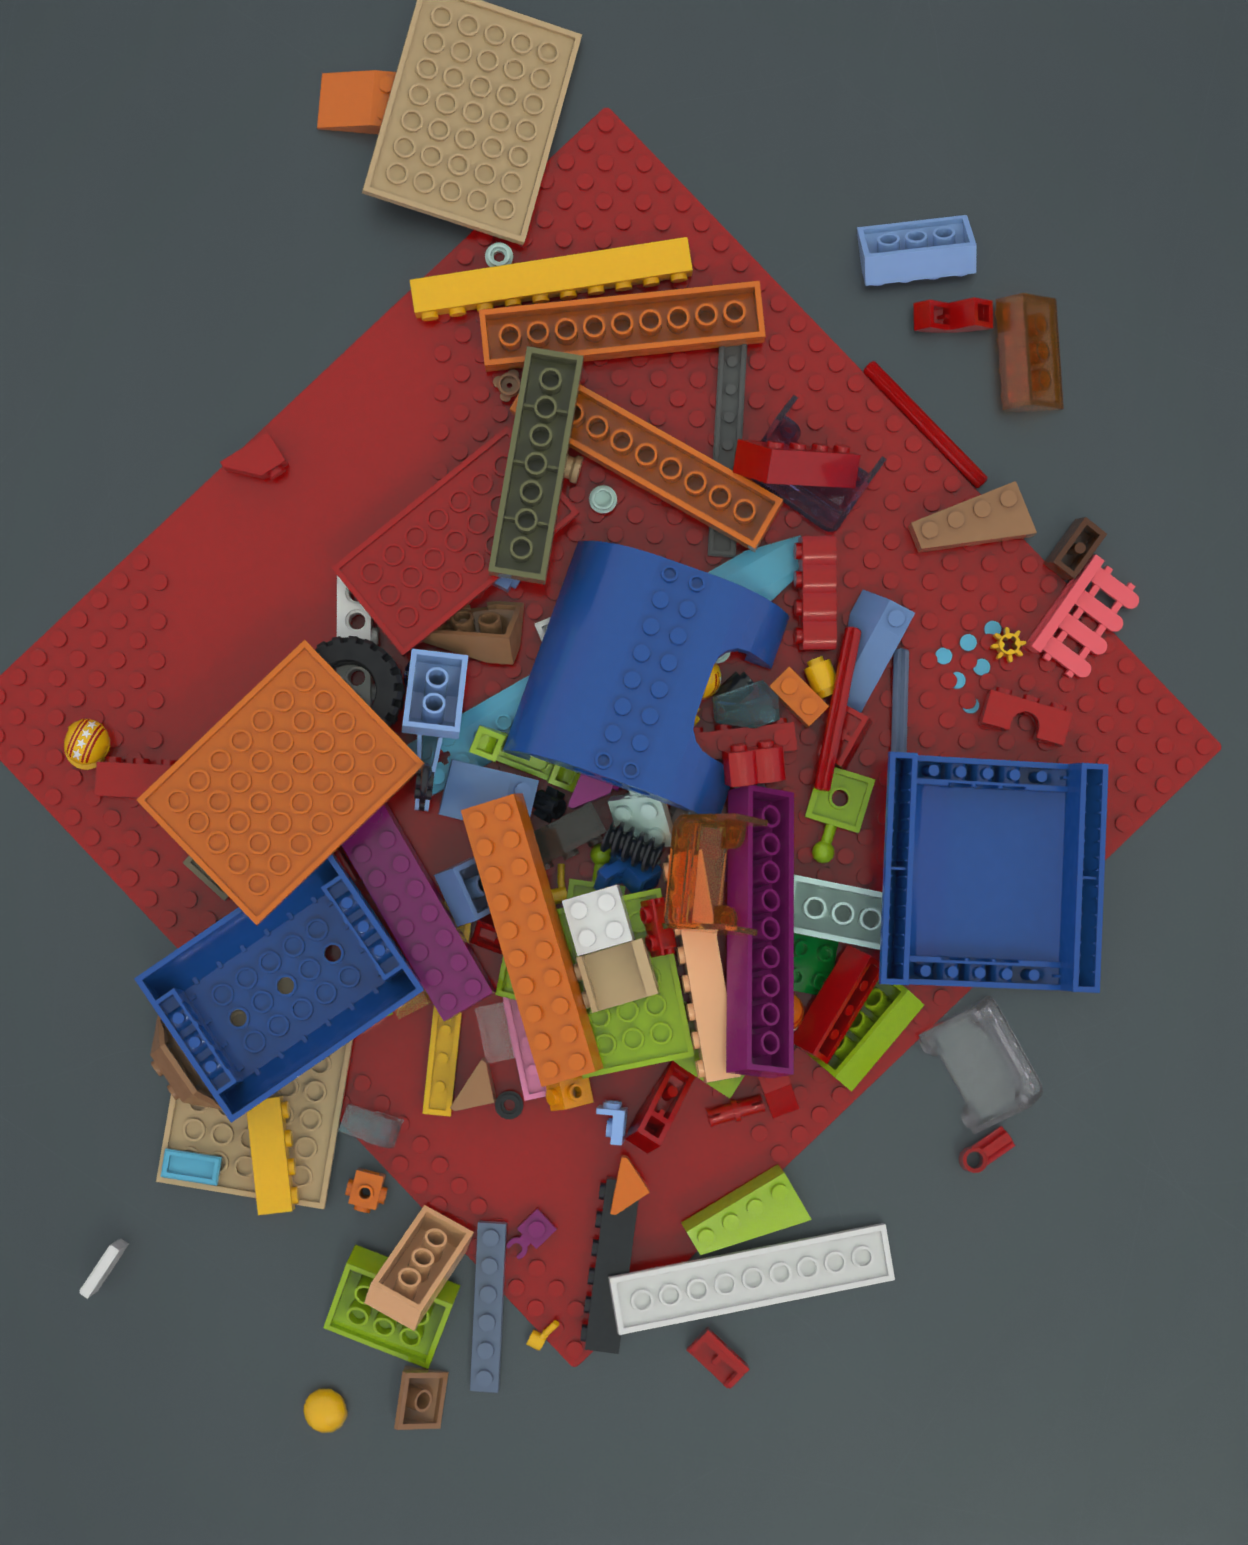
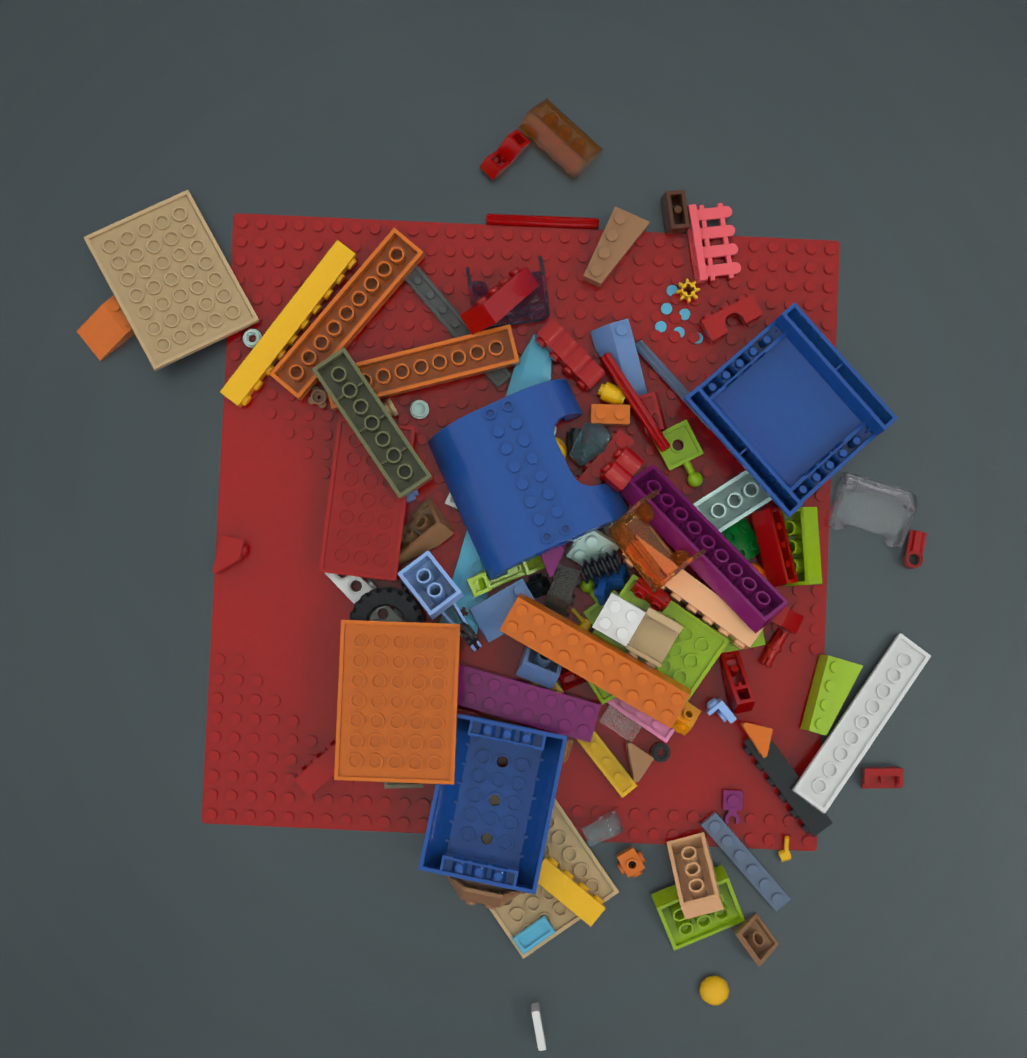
camera: 45 degrees left, 0 degrees up
(86, 743) = (279, 775): yellow helmet -> none
(917, 250) = (456, 139): light blue slope -> none

